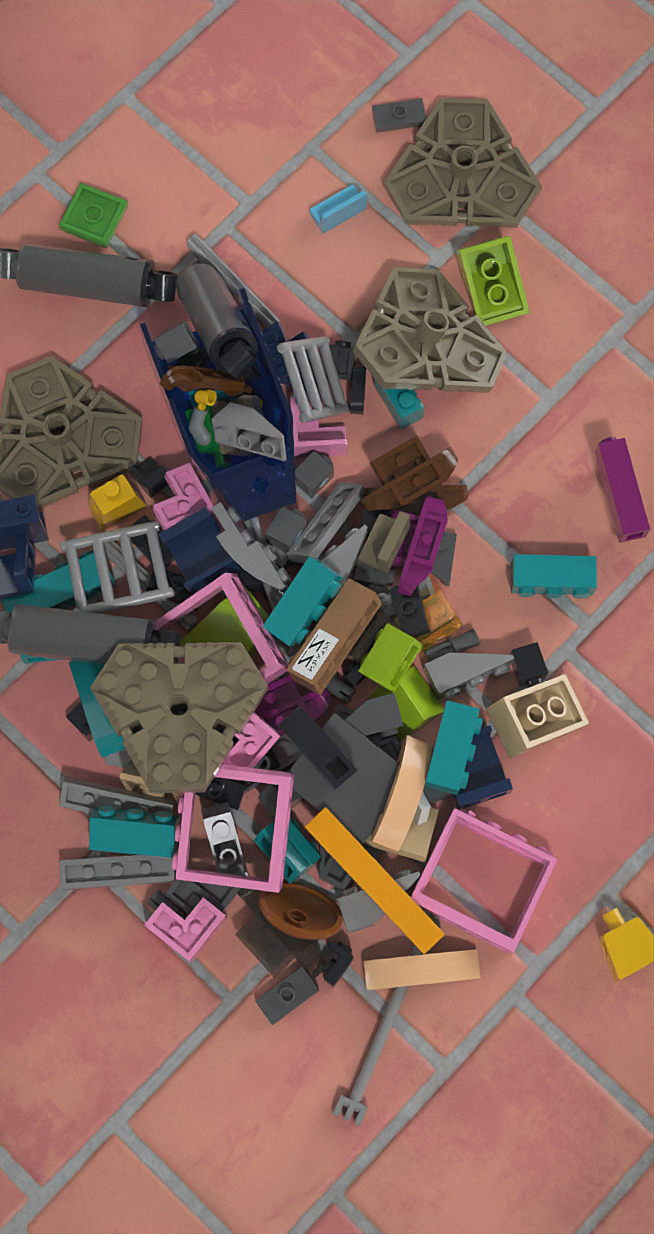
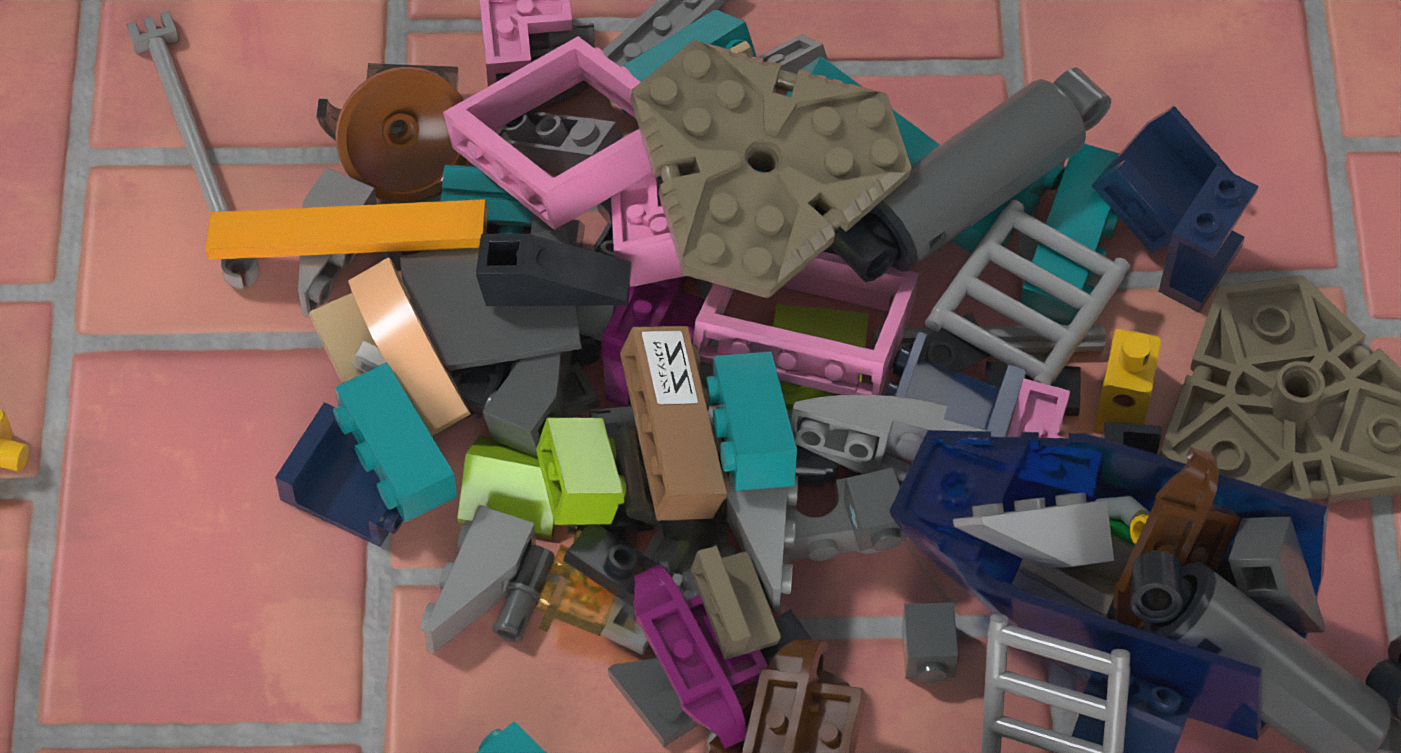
camera: 135 degrees right, 15 degrees down
(287, 995) = (336, 69): dark grey plate -> none
(310, 438) = (956, 702): bright pink panel -> none
(326, 522) = (840, 578): light grey plate -> none
(336, 968) = (310, 150): black bracket -> none
(421, 969) = (185, 221): light nougat slope -> none
(513, 843) = (196, 302): bright pink window -> none
(529, 665) = (400, 654): black brick -> none
(537, 715) = (327, 605): tan slope -> none

